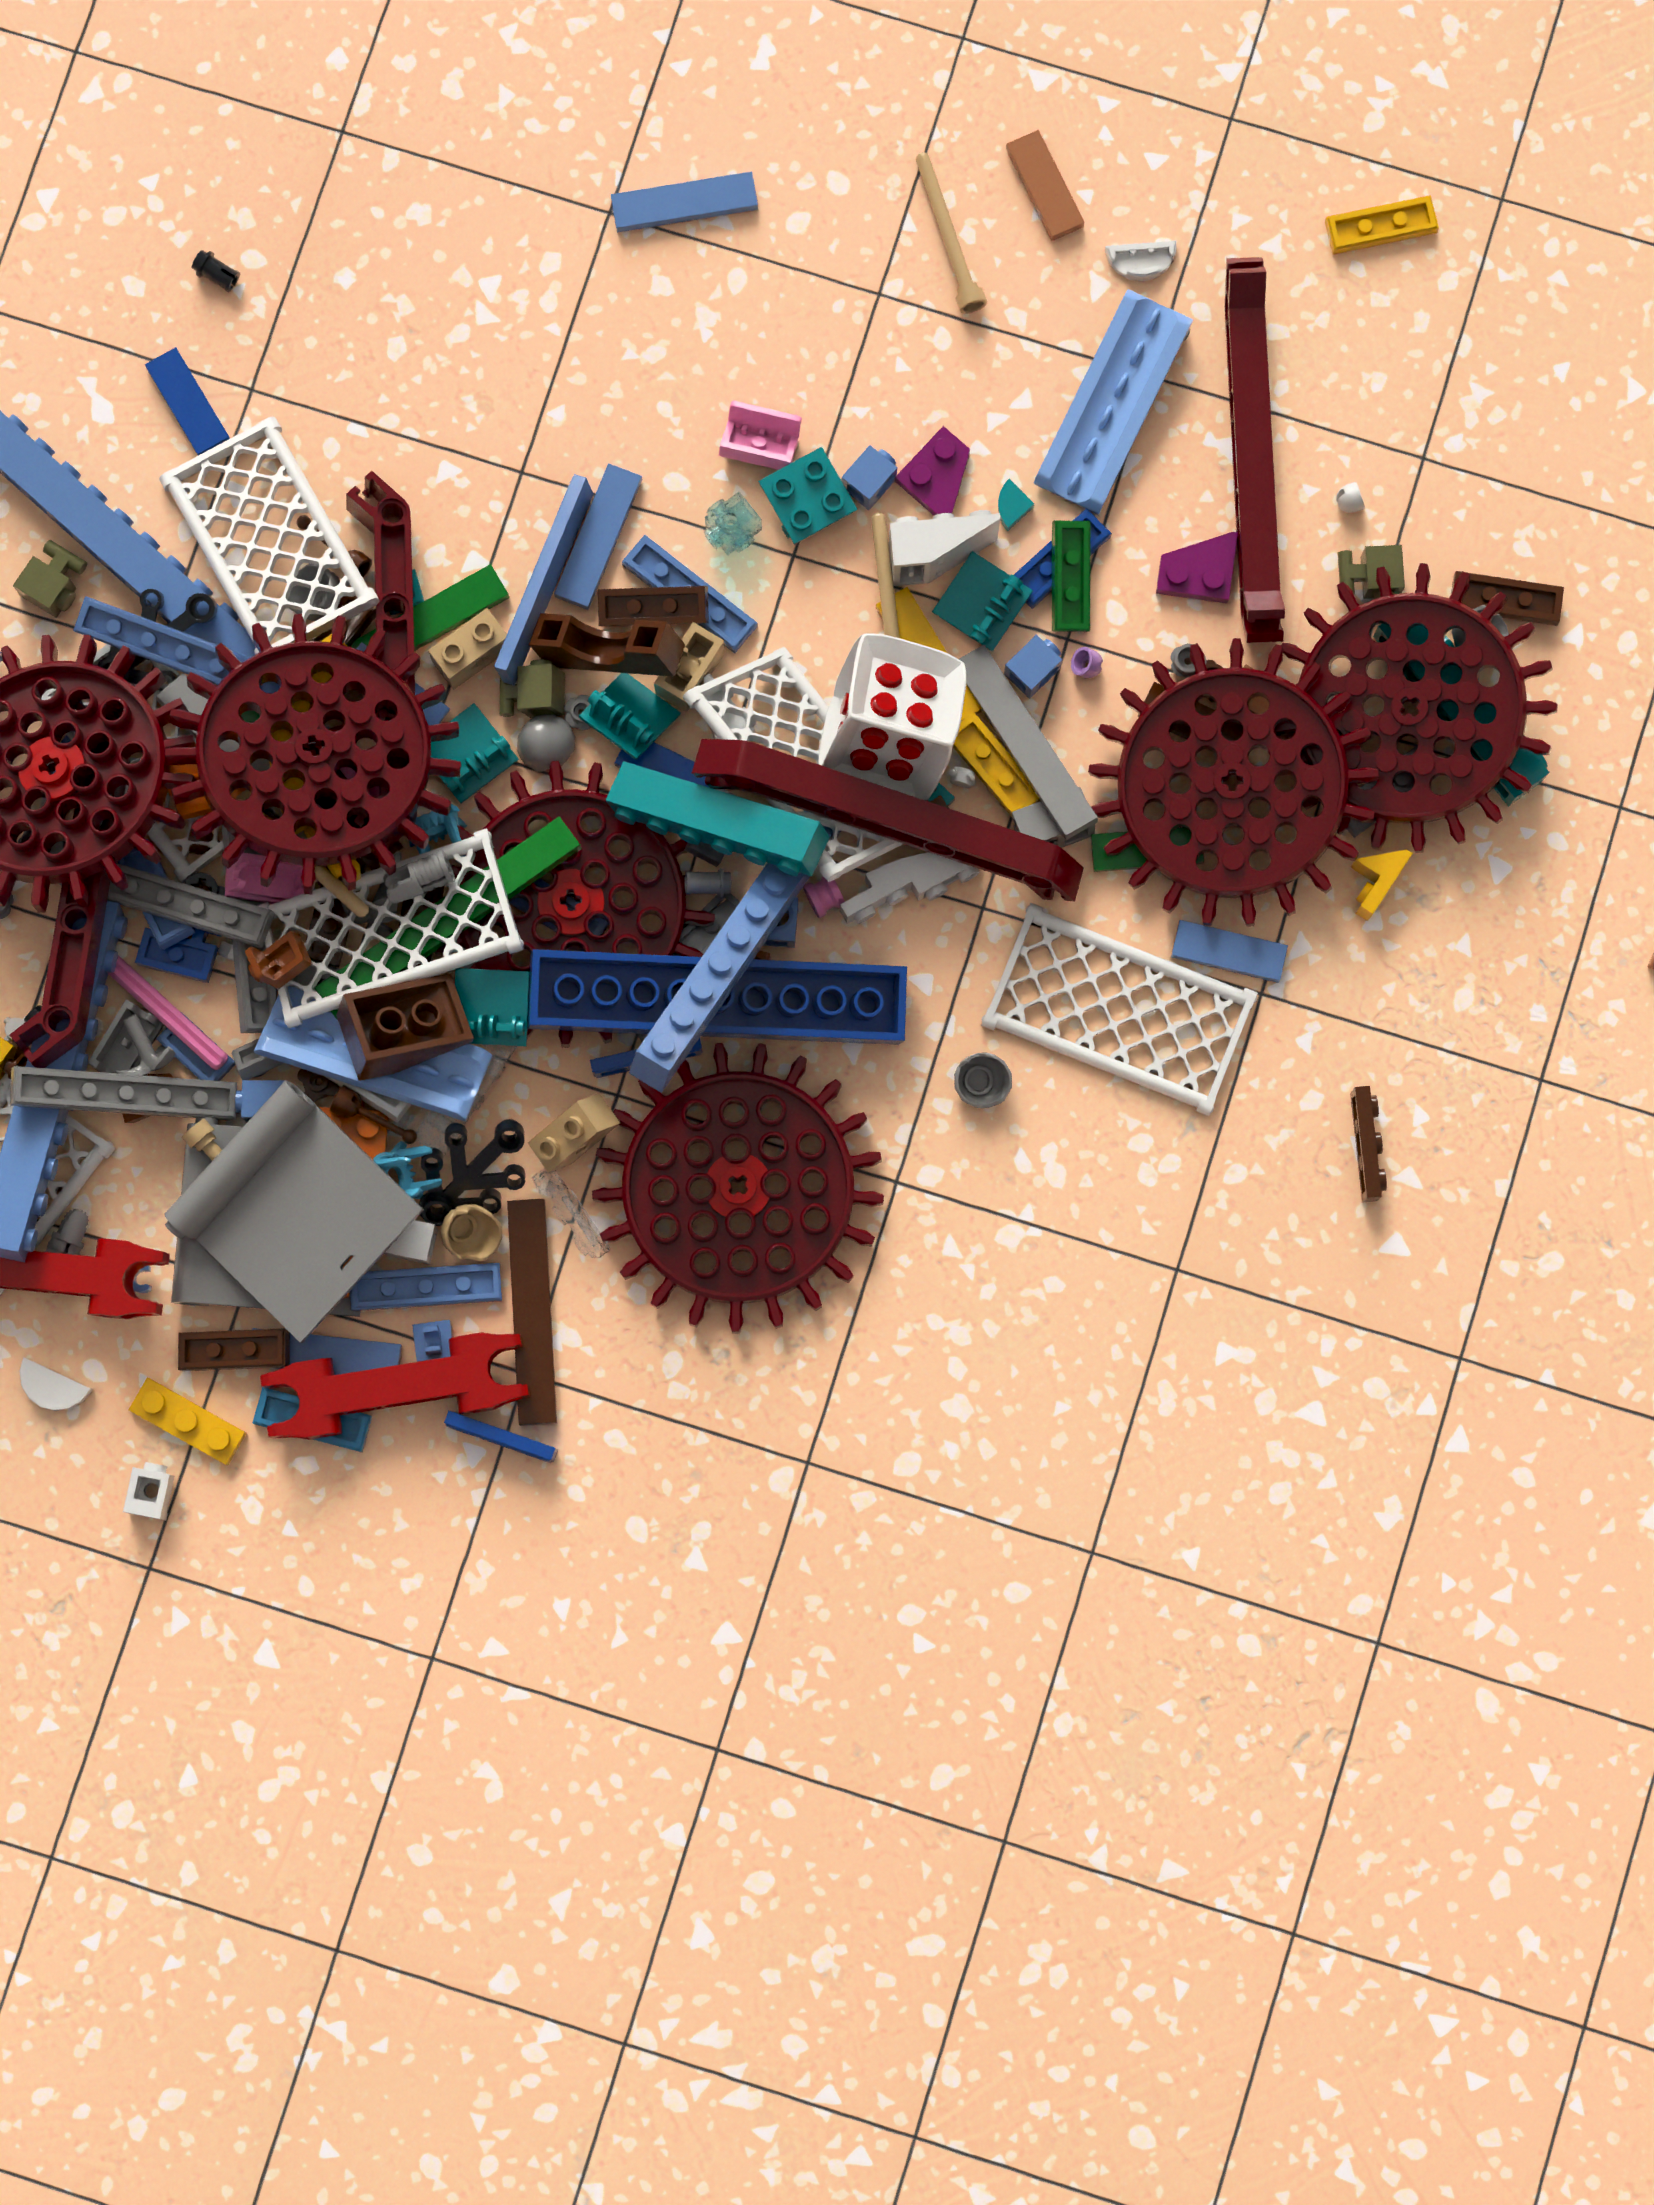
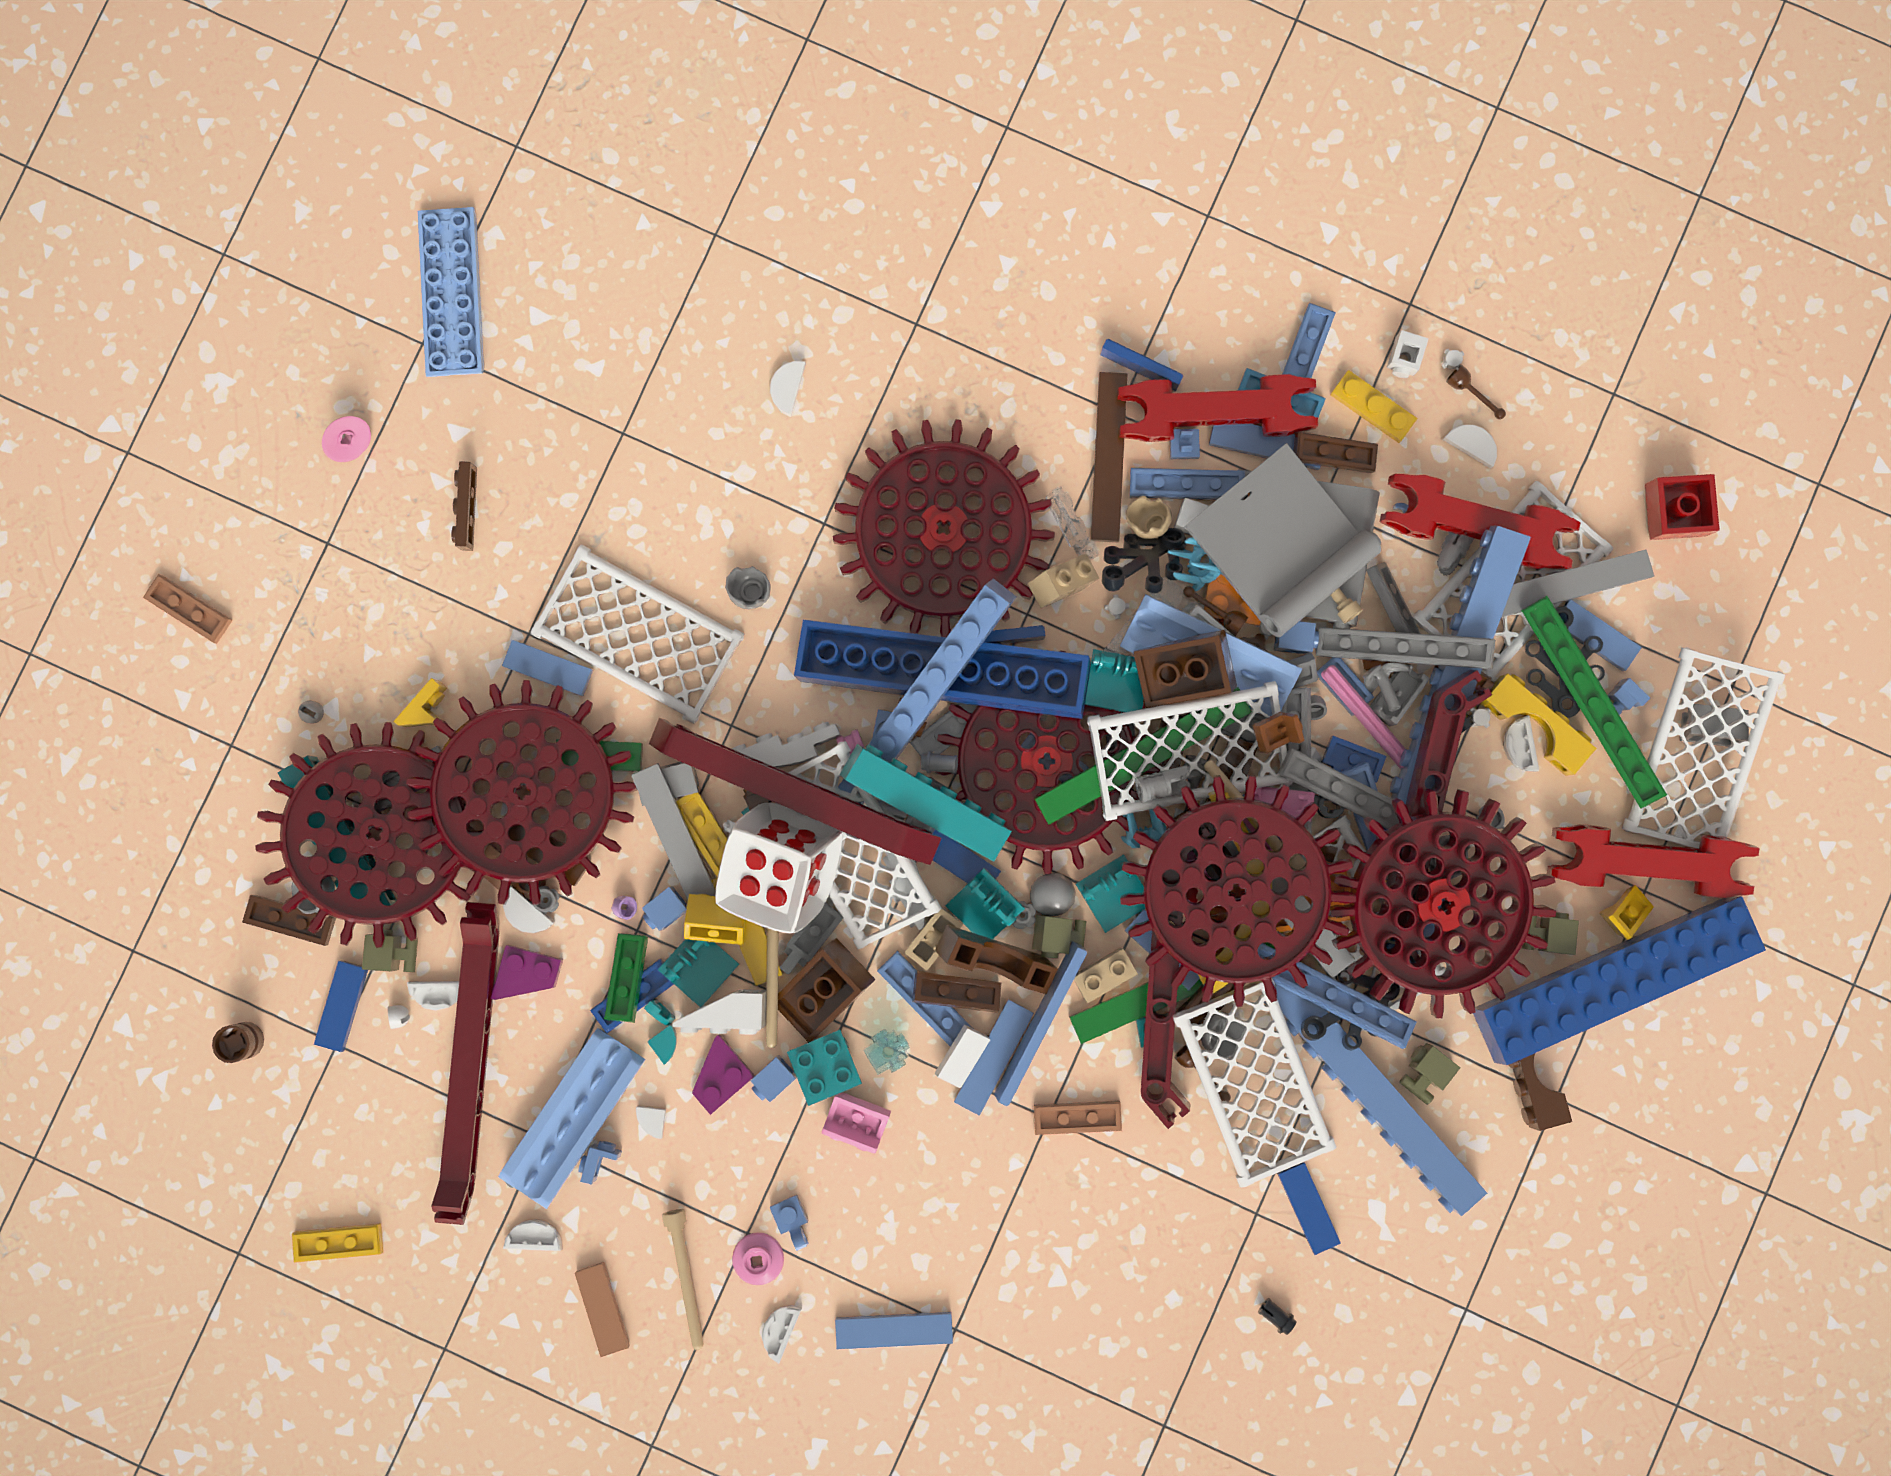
camera: 170 degrees left, 5 degrees up
(74, 1470) = (1461, 379): none -> reddish brown hinge
(86, 1497) = (1452, 359): none -> white piece
(141, 1161) = (1392, 599): none -> flat silver tile
(229, 1016) = (1318, 707): none -> light grey hinge
(282, 1492) = (1309, 341): none -> medium blue tile
(485, 476) = (1077, 1117): none -> nougat tile
(500, 1113) = (1116, 606): none -> white piece
(637, 530) = (962, 1056): none -> white tile
(820, 590) = (823, 990): none -> reddish brown slope
(825, 186) = (778, 1330): none -> white tile
(827, 317) = (789, 1217): none -> medium blue plate
(831, 663) = (810, 939): none -> dark grey hinge
(865, 280) = (755, 1245): none -> bright pink piece
(970, 1355) = (785, 386): none -> white tile
(975, 646) = (710, 922): none -> yellow brick
(1015, 412) = (651, 1120): none -> white tile
(1024, 541) = (659, 1012): none -> teal tile
(1083, 349) = (591, 1163): none -> medium blue bracket
(1210, 635) = (523, 915): none -> white tile
(1309, 531) = (434, 994): none -> white tile
(1424, 503) = (341, 1006): none -> blue tile
(1433, 1429) = (450, 292): none -> light blue plate
(1522, 866) = (313, 706): none -> light grey hinge
(1537, 1213) = (352, 445): none -> bright pink piece
(1542, 441) = (237, 1042): none -> reddish brown wheel

